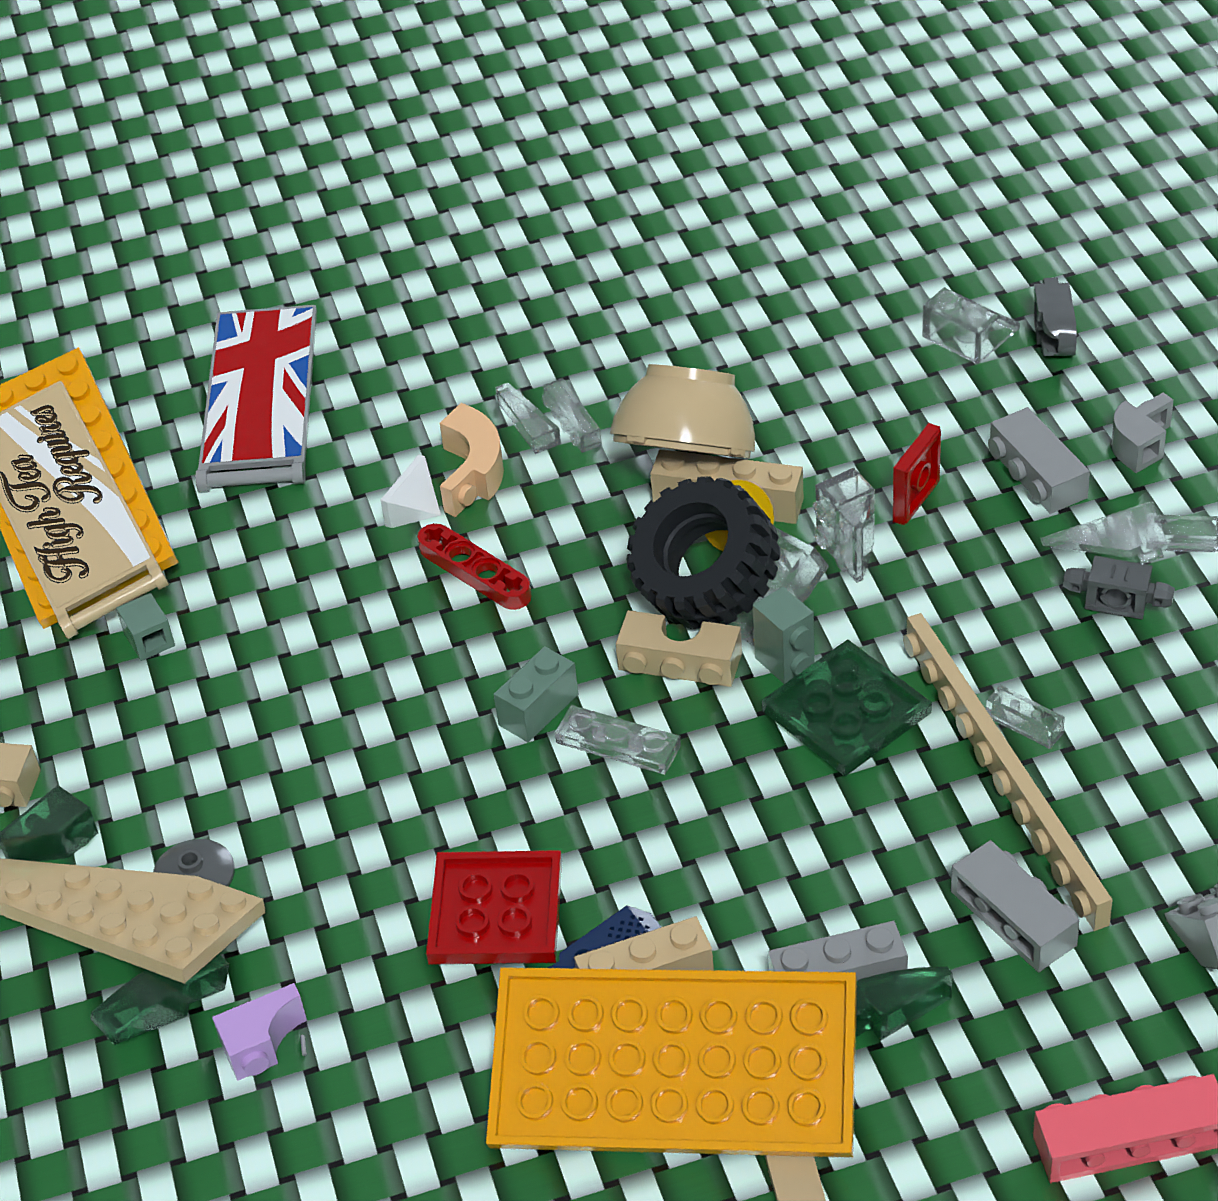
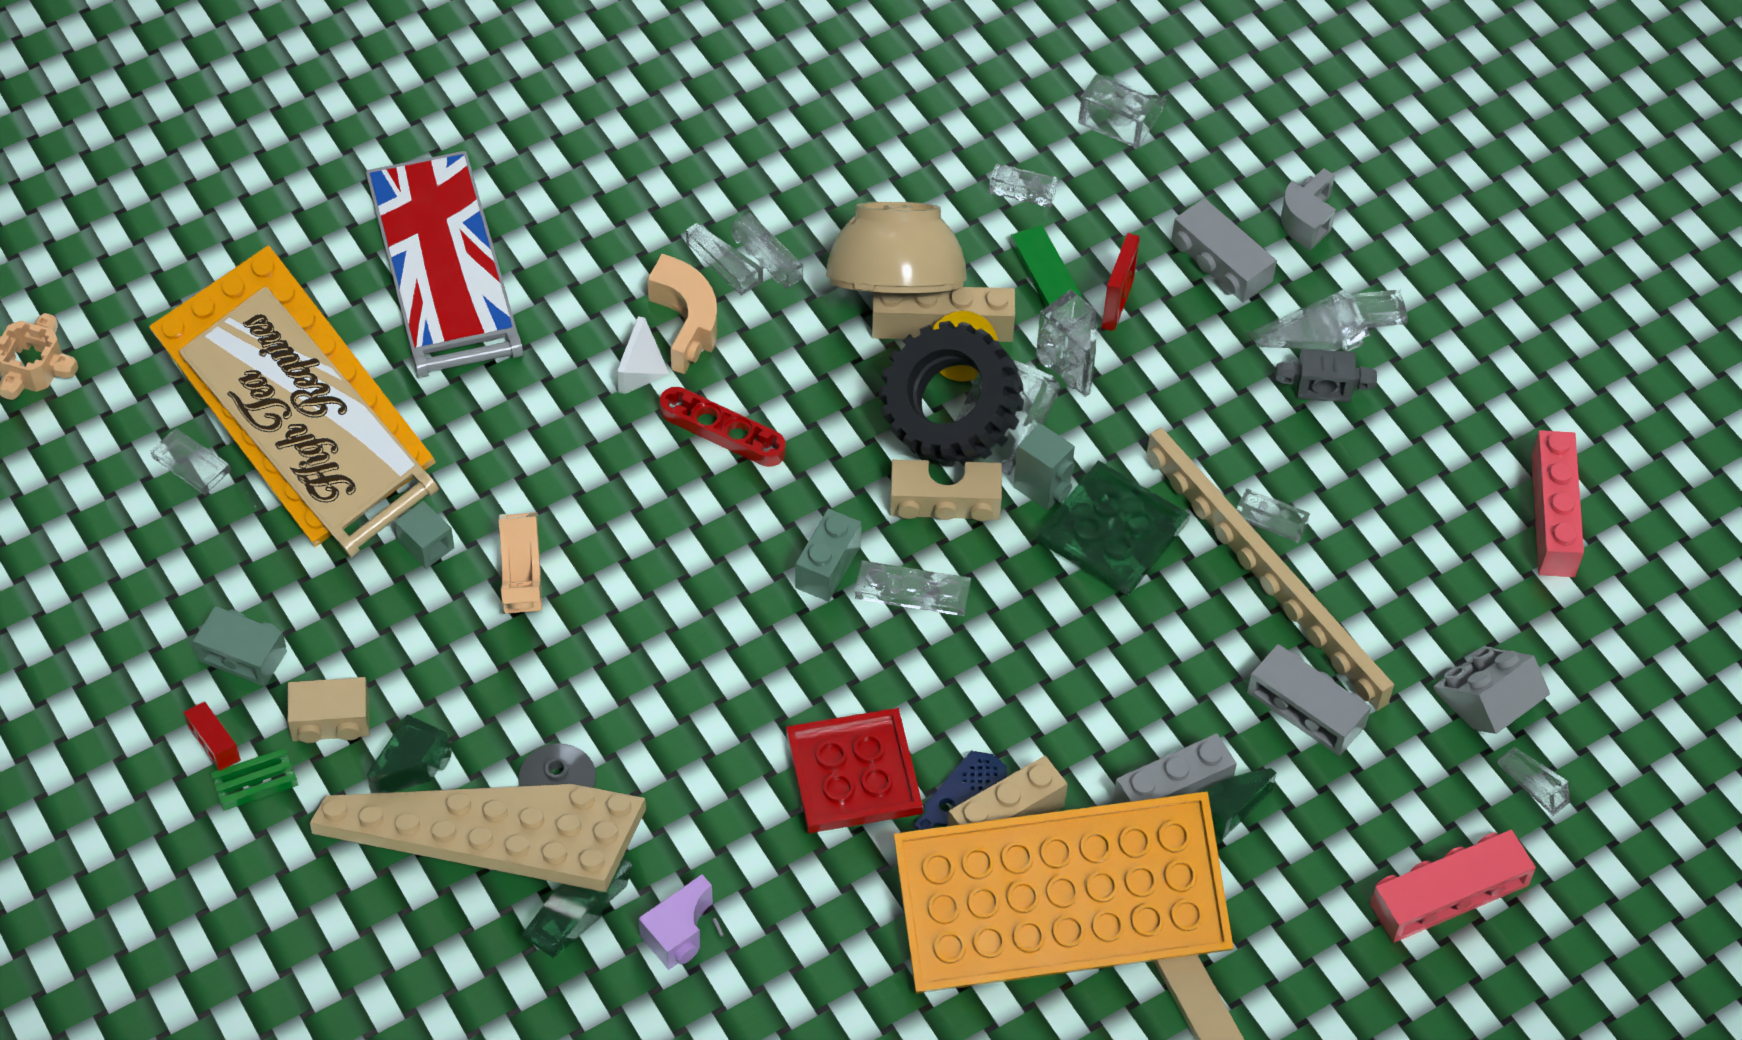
camera: 20 degrees left, 10 degrees up
(227, 663) = (520, 563): none -> light nougat arch
(847, 383) = (1023, 185): none -> clear piece
(847, 450) = (1043, 264): none -> green tile
(1054, 318) = (1203, 94): dark grey piece -> none

